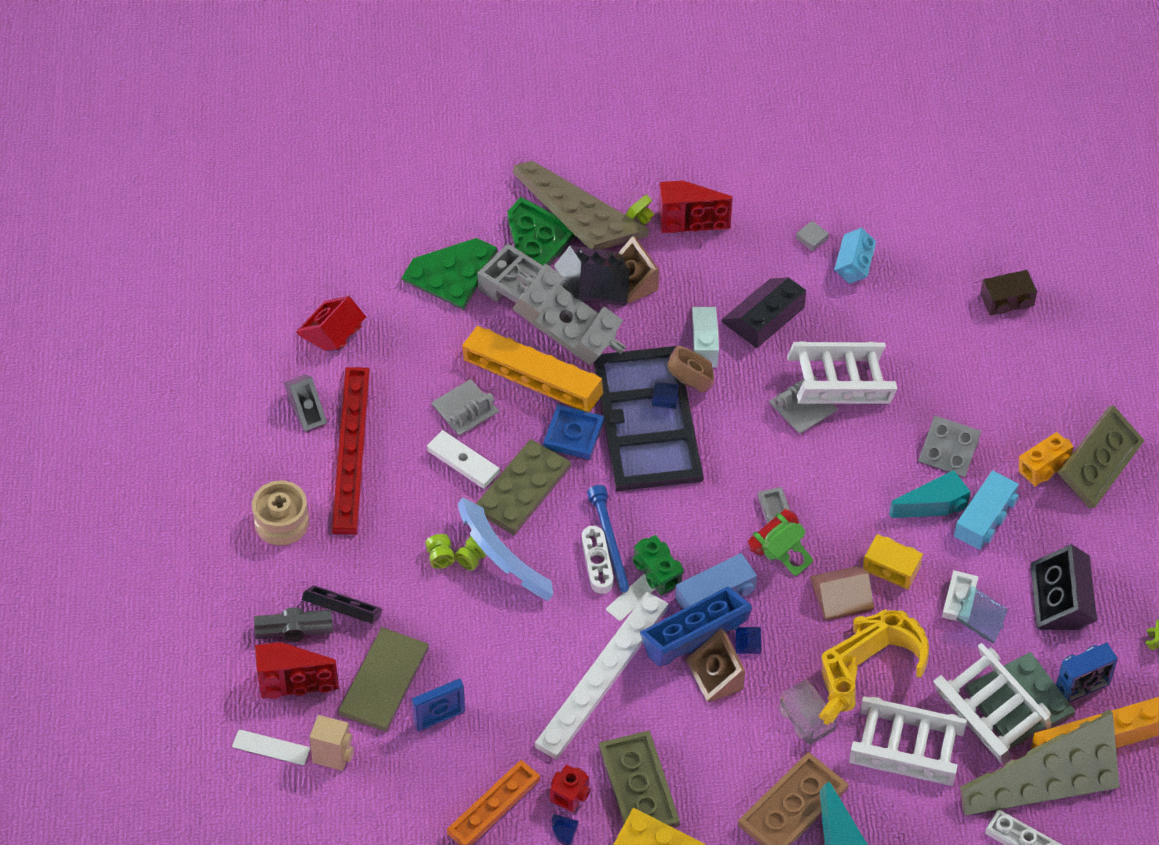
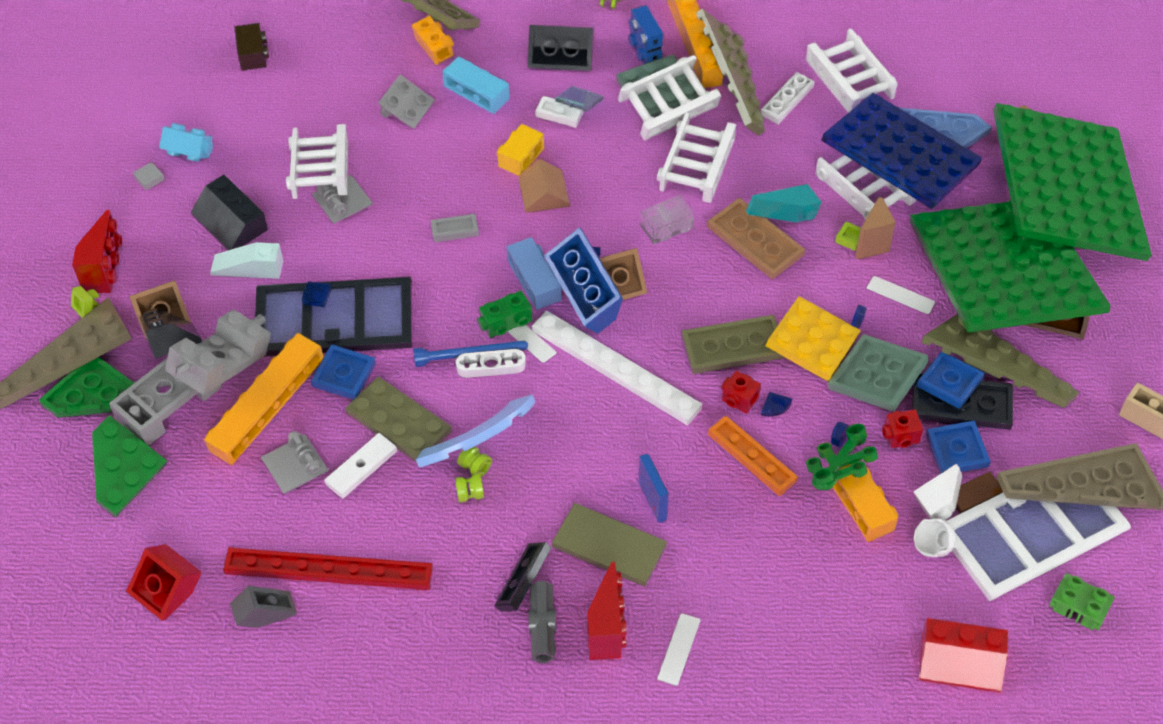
camera: 85 degrees left, 0 degrees up
(280, 512) = (406, 629): tan wheel -> none
(331, 743) = (691, 581): tan brick -> none
(691, 369) = (293, 270): medium nougat piece -> none
(780, 537) = (495, 216): bright green piece -> none
(871, 636) = (627, 192): yellow piece -> none
(934, 498) = (458, 114): teal slope -> none

